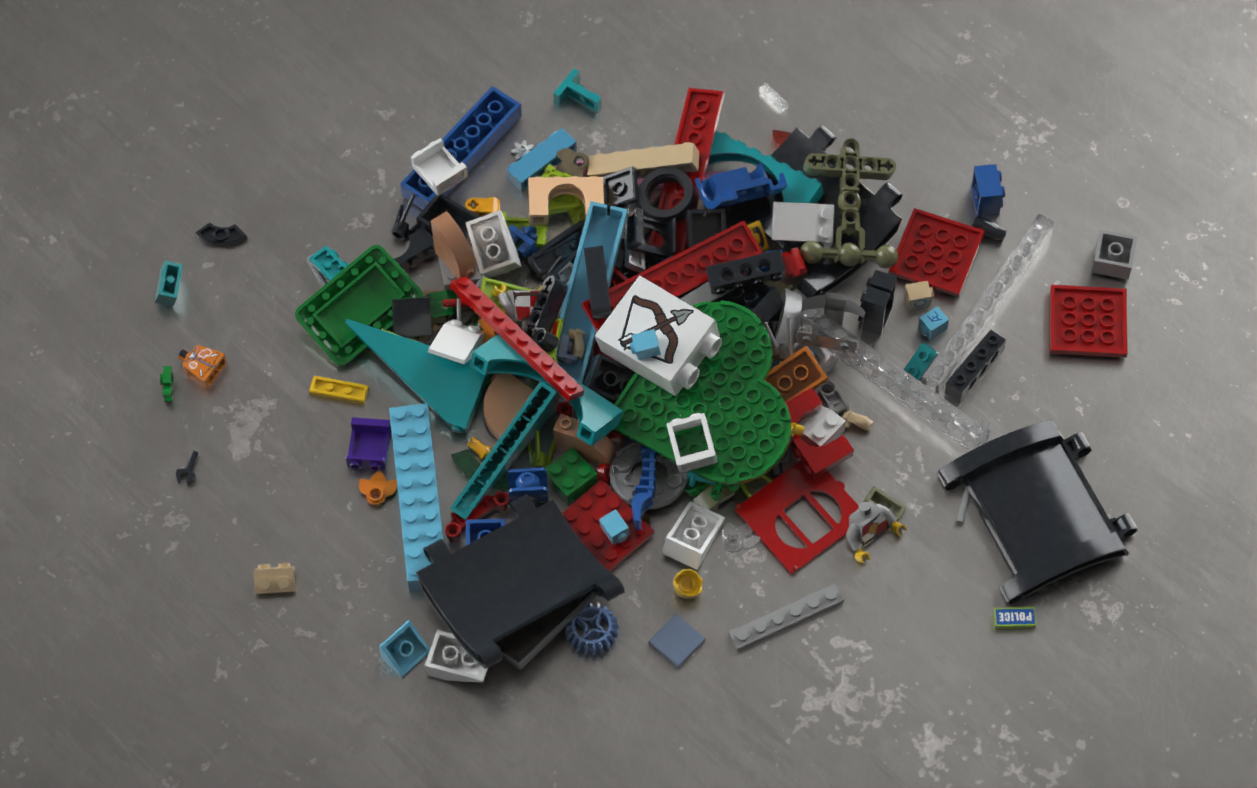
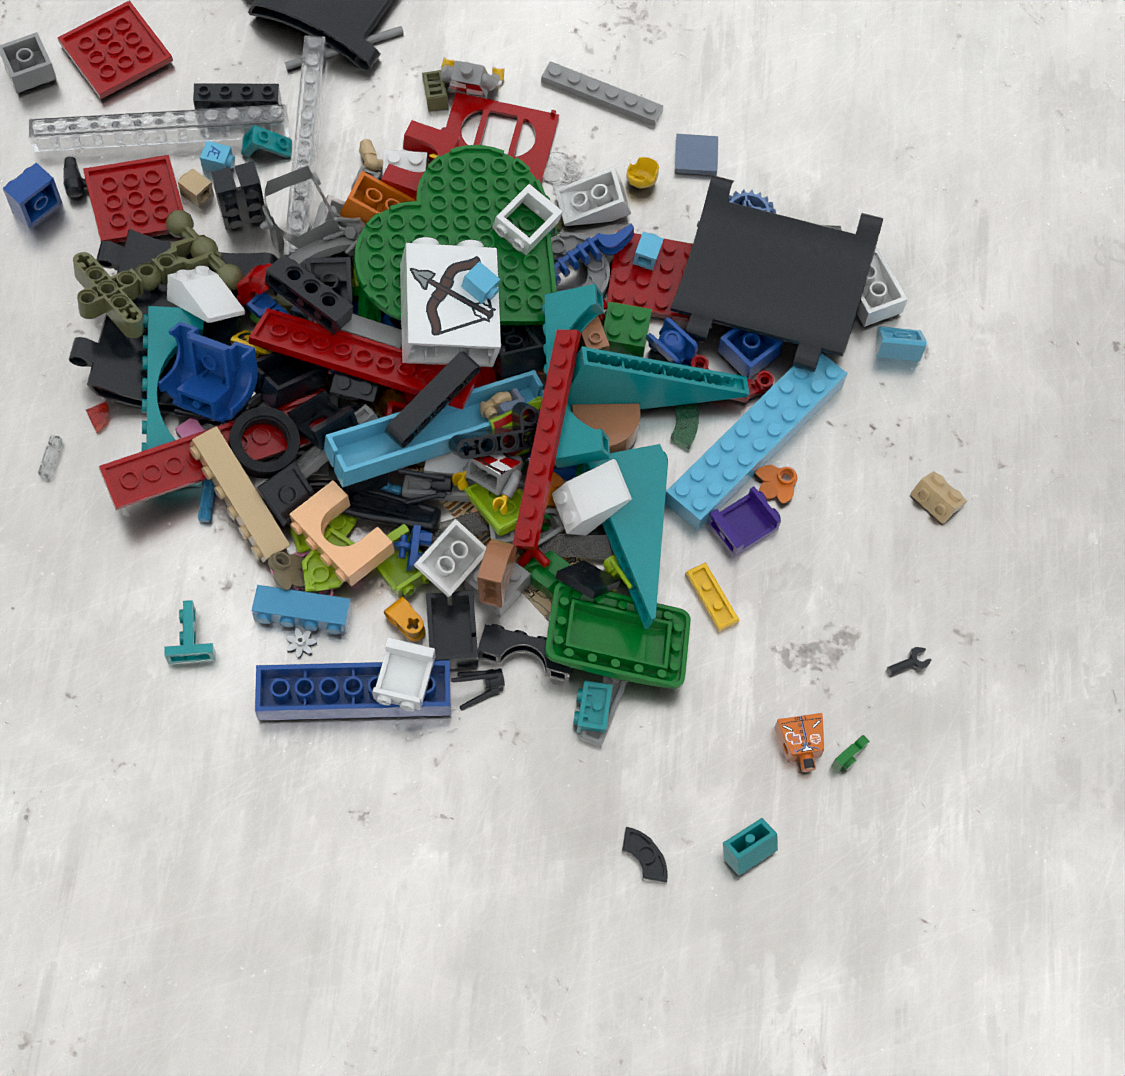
camera: 135 degrees left, 5 degrees up
(479, 447) = (662, 423): light orange pin -> none

